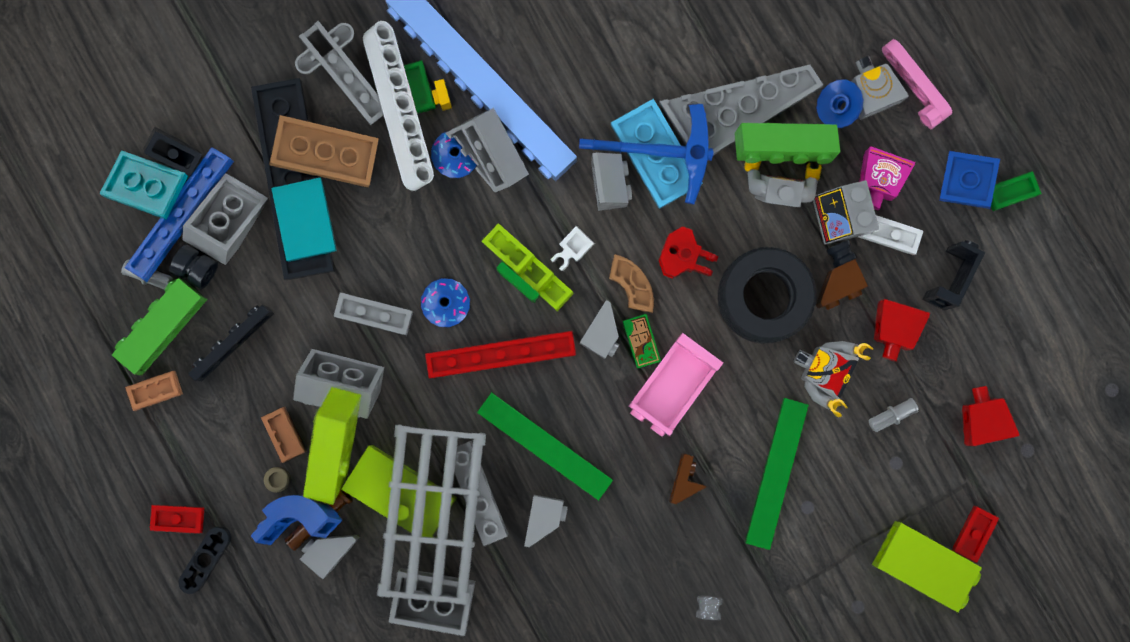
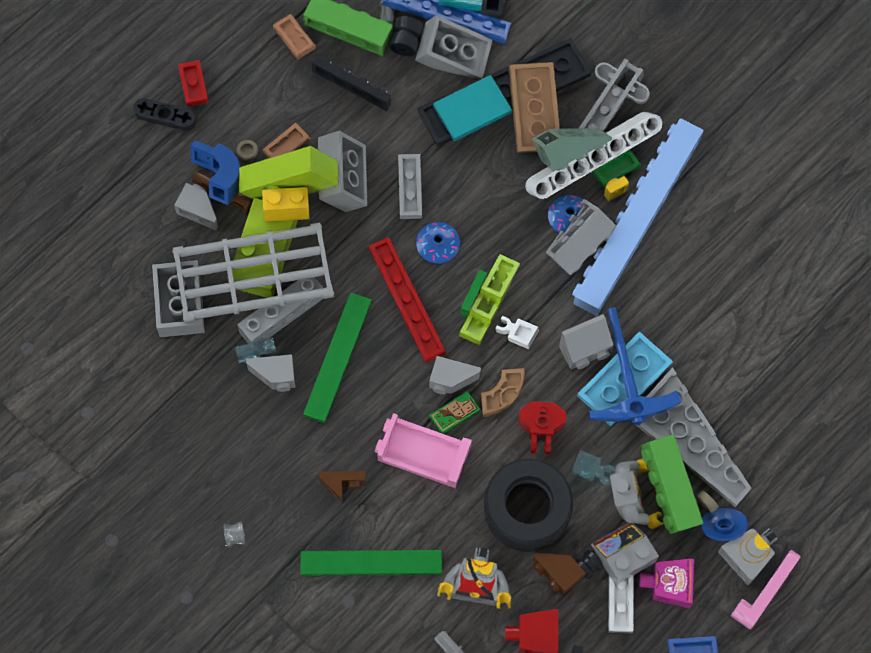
camera: 75 degrees right, 15 degrees down
(363, 457) = (285, 204): none -> yellow brick
(383, 127) = (563, 146): none -> sand green slope
(515, 540) = (254, 350): none -> clear light blue plate
(740, 220) = (589, 466): none -> clear light blue plate
(811, 113) = (707, 502): none -> dark tan tile

